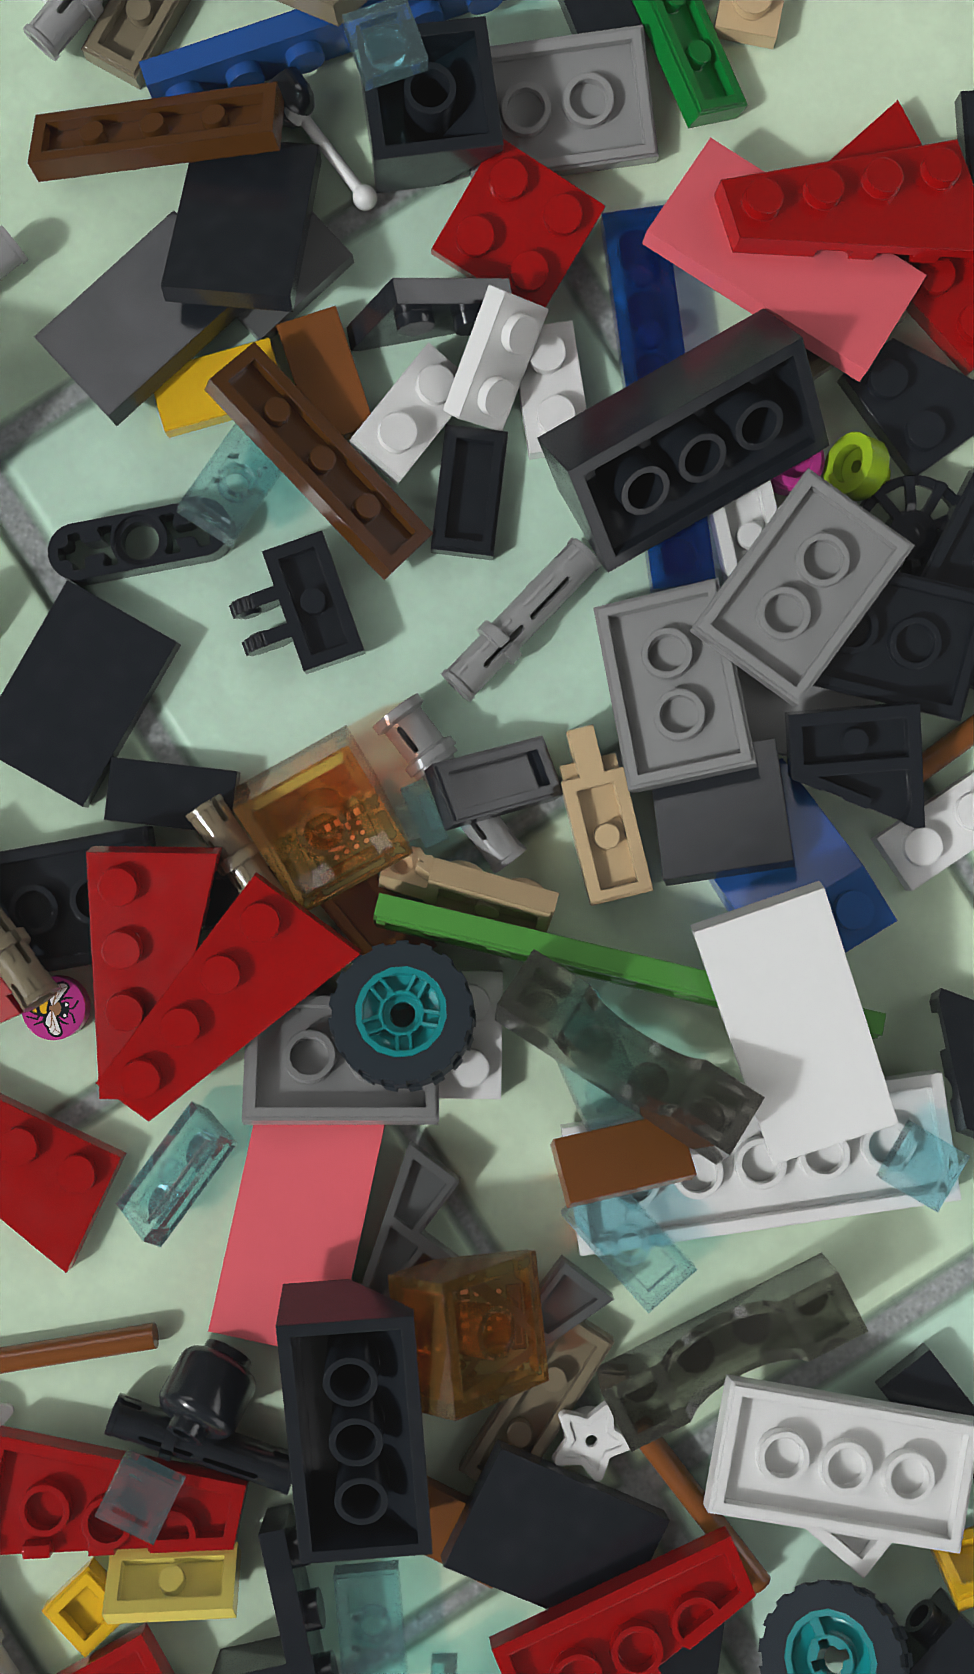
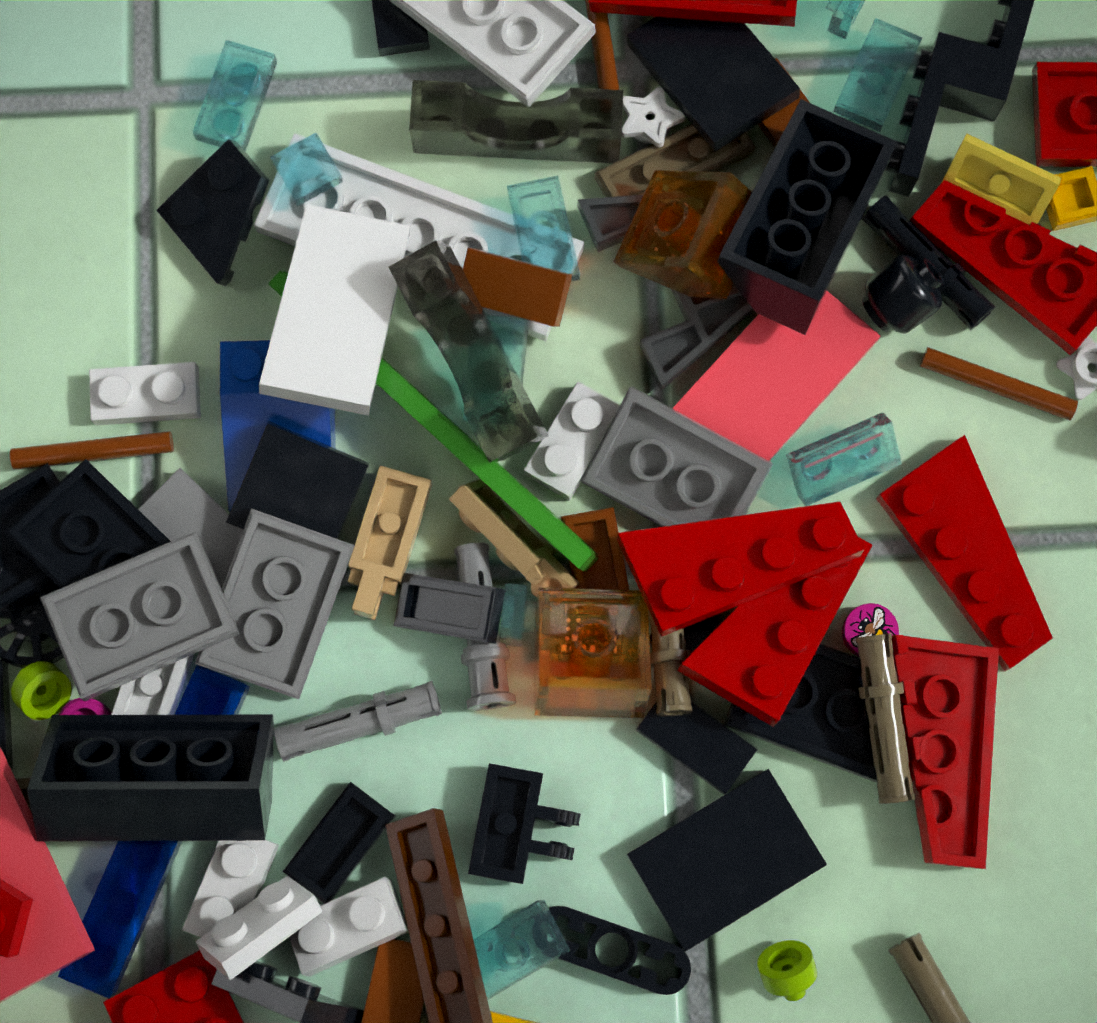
camera: 150 degrees left, 10 degrees down
(140, 1496) = (990, 249): clear light blue tile -> none
(396, 979) = (582, 462): black wheel -> none
(862, 756) = (171, 474): black wing -> none

